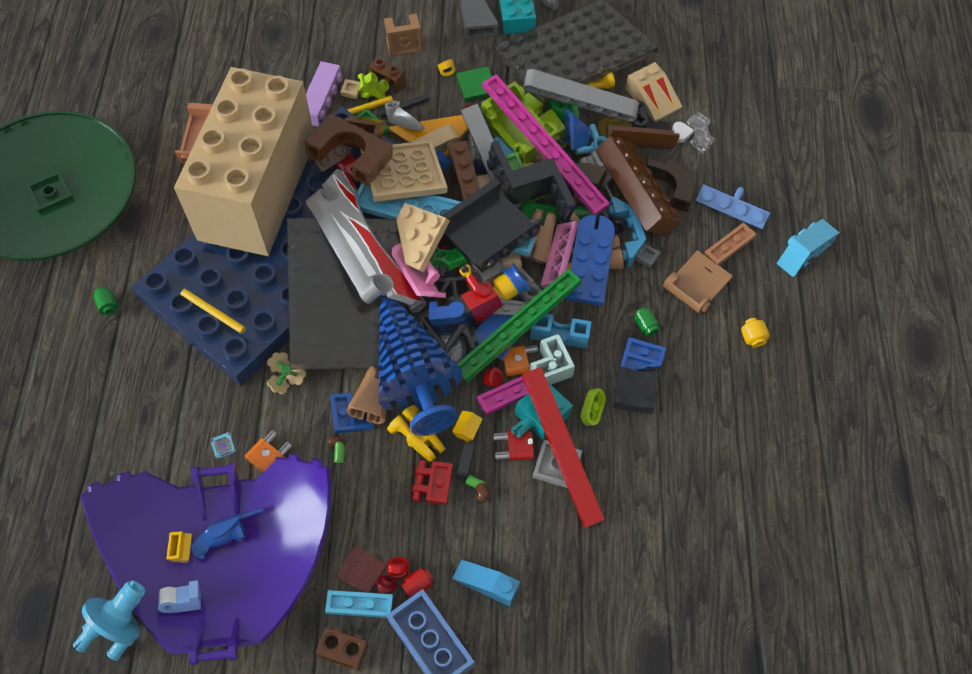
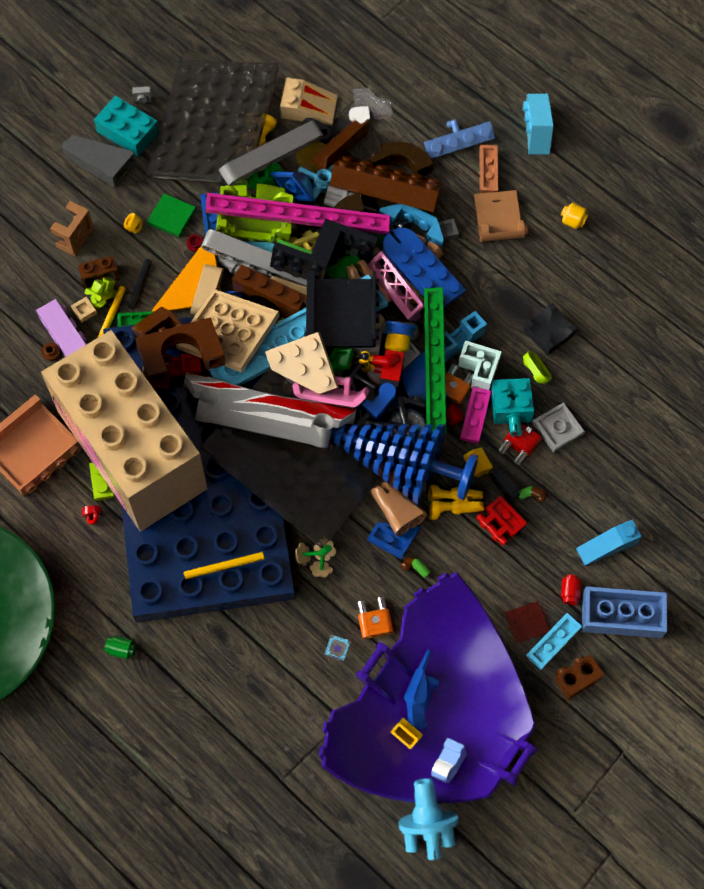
camera: 50 degrees left, 5 degrees up
(386, 584) = (554, 611): dark red plate -> none
(398, 567) = (547, 594): red tile -> none
(400, 117) = (154, 295): light grey piece -> none
(562, 447) = (555, 410): red tile -> none
(642, 355) = (524, 303): blue wing -> none
(646, 321) = (501, 276): green brick -> none

